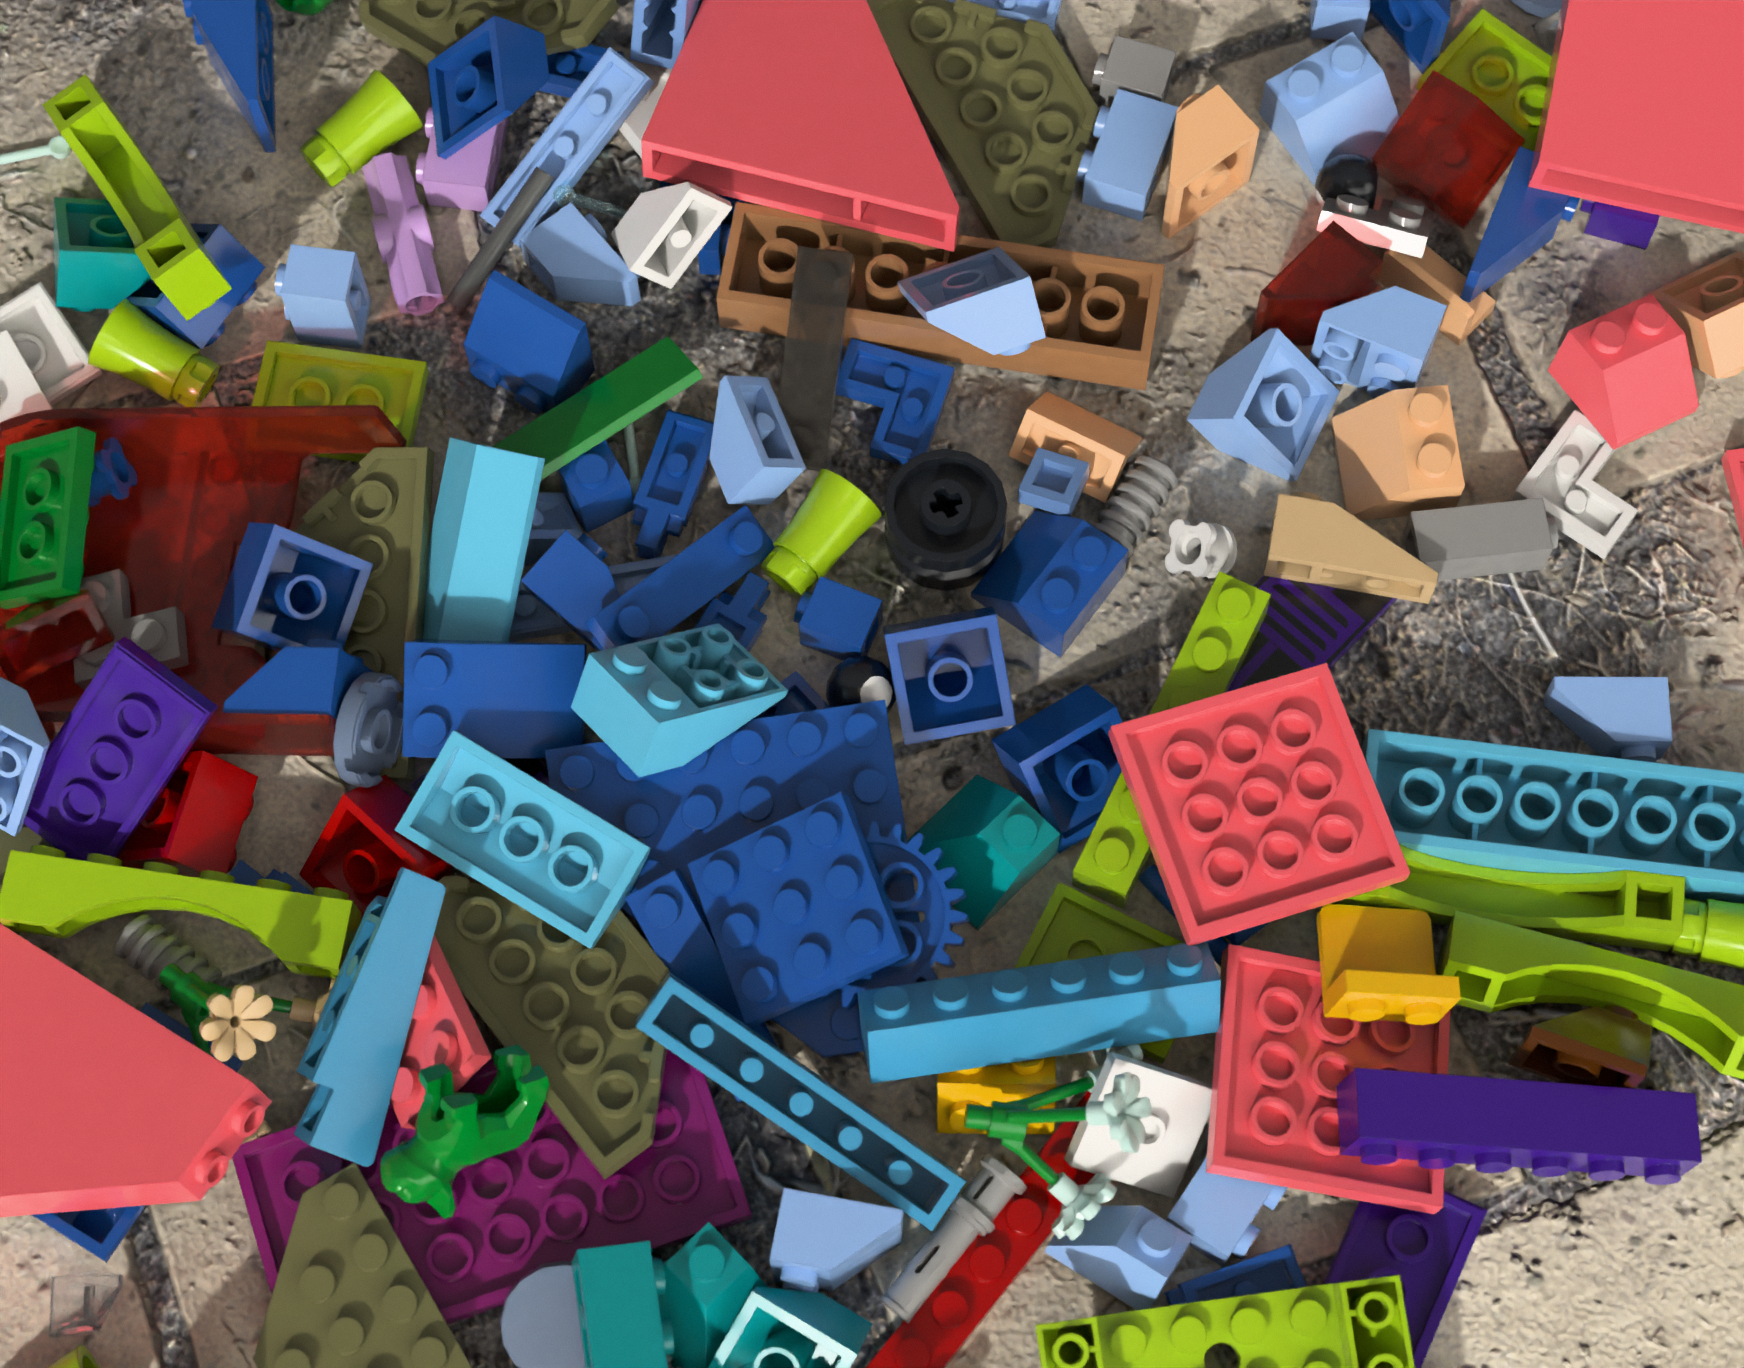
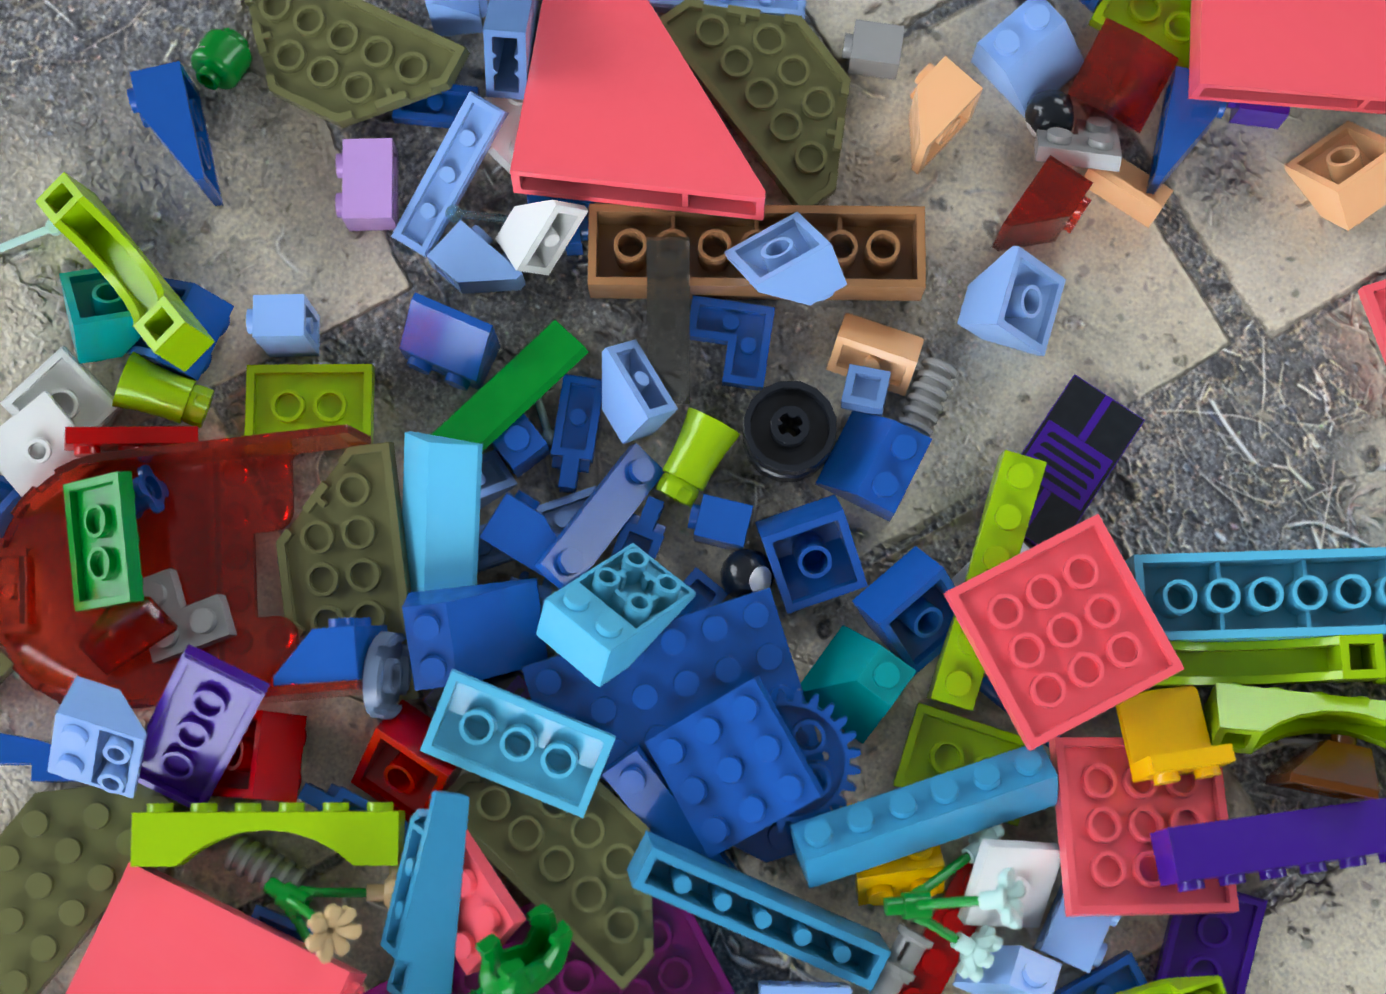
camera: 10 degrees left, 10 degrees up
(50, 391) = (93, 440): none -> red plate
(290, 590) = (305, 573): blue slope -> none
(360, 129) = (286, 182): lime plant -> none
(403, 234) = (334, 260): lavender piece -> none
(484, 80) = (378, 135): blue slope -> none
(499, 239) = (410, 255): dark grey bar -> none
(1128, 154) = (879, 113): light blue brick -> none
(1200, 549) = (983, 426): white brick -> none
(1332, 548) = (1081, 410): tan slope -> none
(1377, 340) = (1096, 243): light blue slope -> none
(1399, 454) = (1119, 326): light nougat slope -> none
(1482, 538) = (1189, 384): light grey brick -> none
(1567, 486) = (1244, 332): white plate -> none
(1615, 714) = (1310, 508): light blue slope -> none
(1628, 371) = (1283, 236): coral slope -> none

